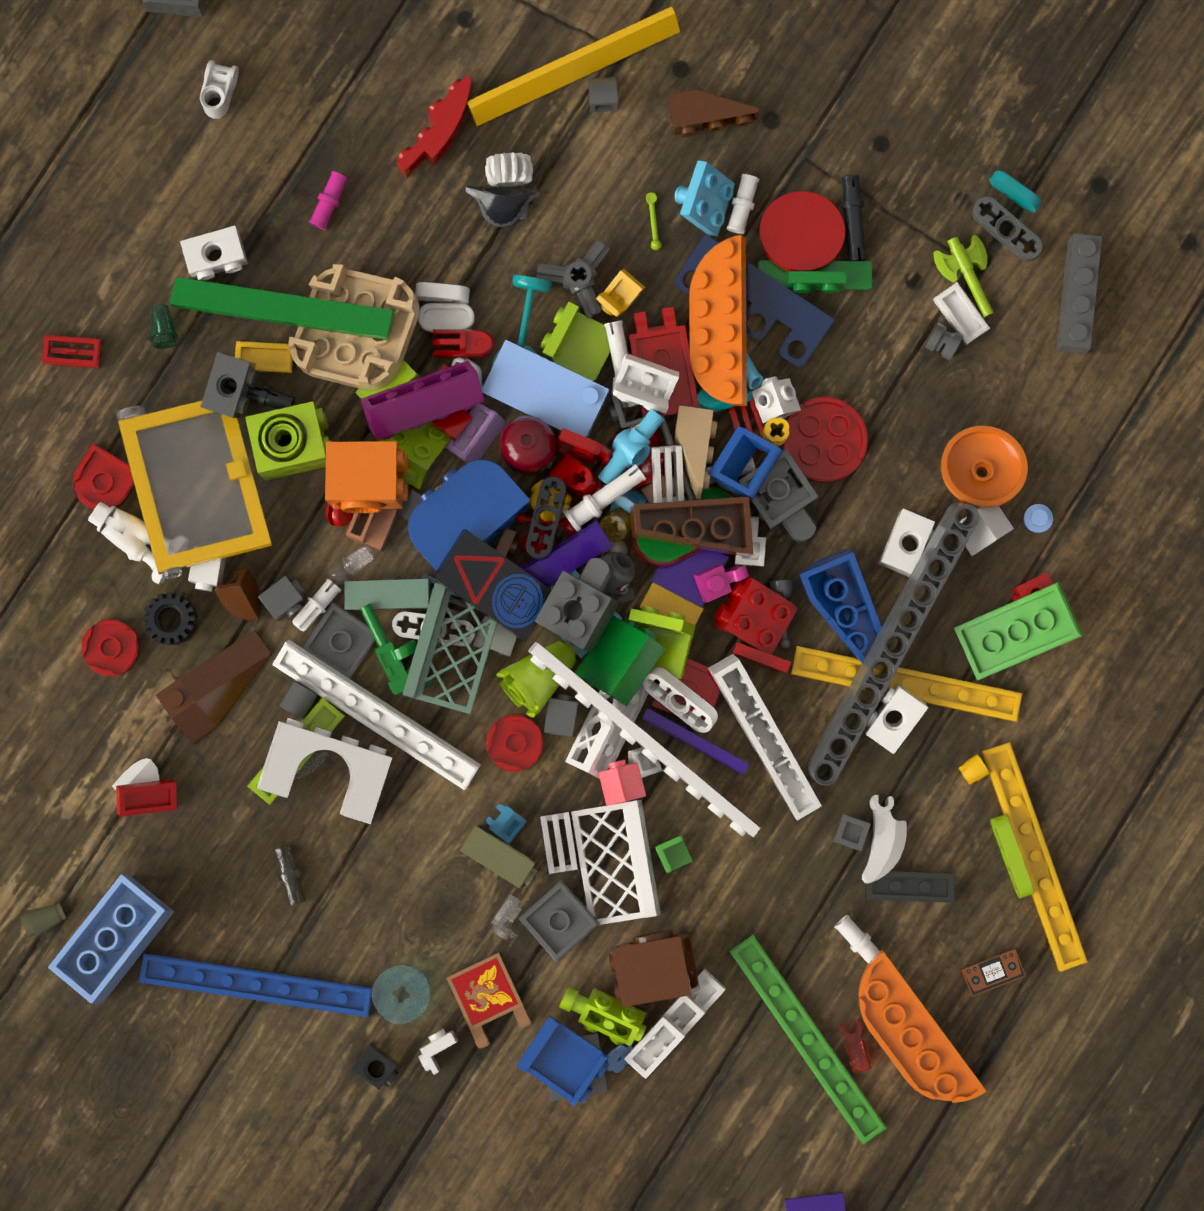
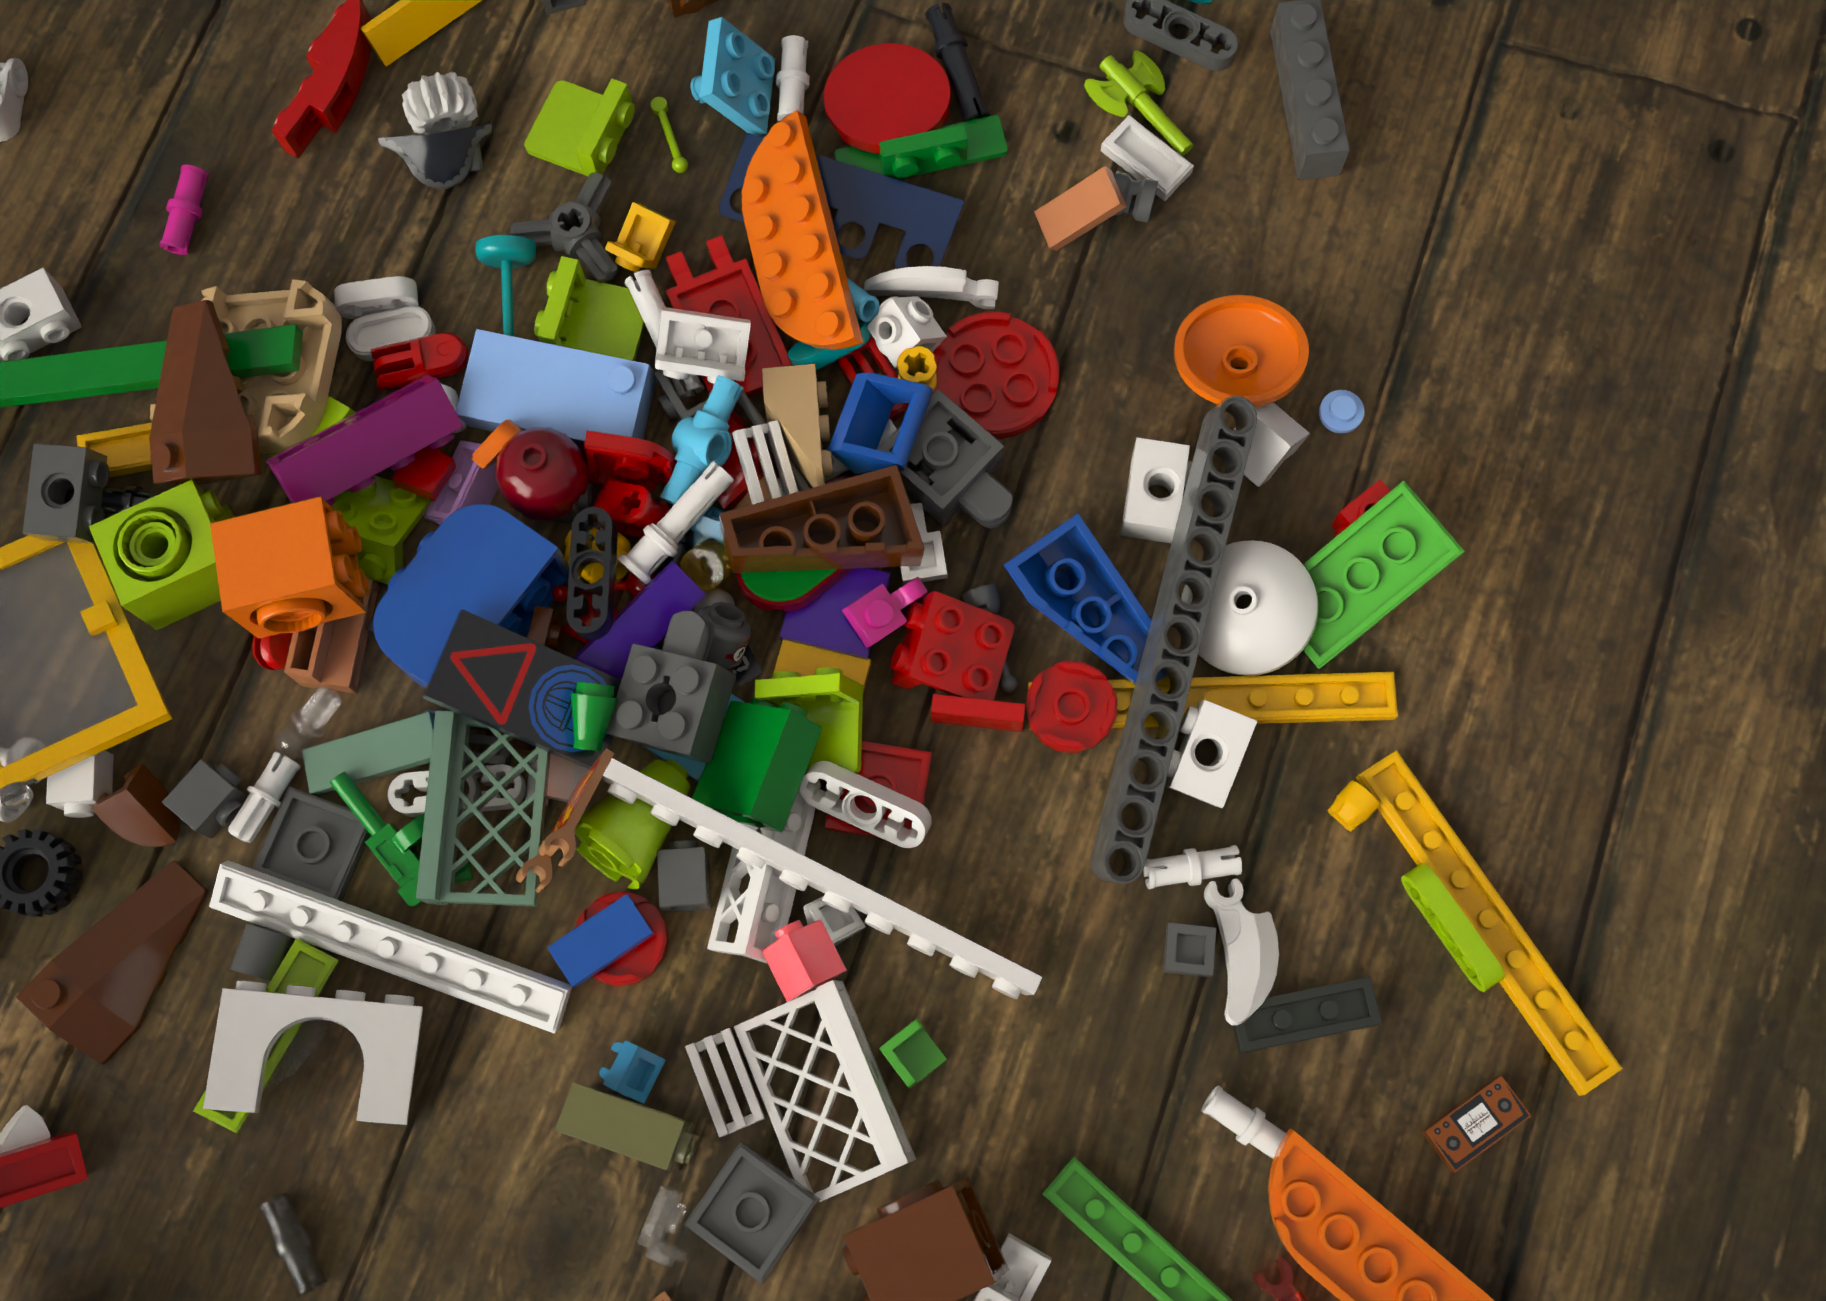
camera: 10 degrees left, 10 degrees down
(324, 359) = (198, 411): none -> reddish brown wedge
(502, 418) = (489, 450): none -> orange tile
(502, 671) = (563, 832): none -> medium nougat flag
(503, 743) = (600, 941): none -> blue tile
(529, 608) = (591, 714): none -> green cone
(596, 204) = (581, 126): none -> lime bracket
(695, 741) = (905, 866): dark purple tile -> none
(764, 736) = (1013, 830): white slope -> none
(801, 371) = (934, 283): none -> white piece
(819, 668) = (1071, 707): none -> red tile
(867, 783) = (1192, 867): none -> white pin
(907, 343) = (1080, 208): none -> nougat tile
(962, 641) = (1276, 621): none -> white dish

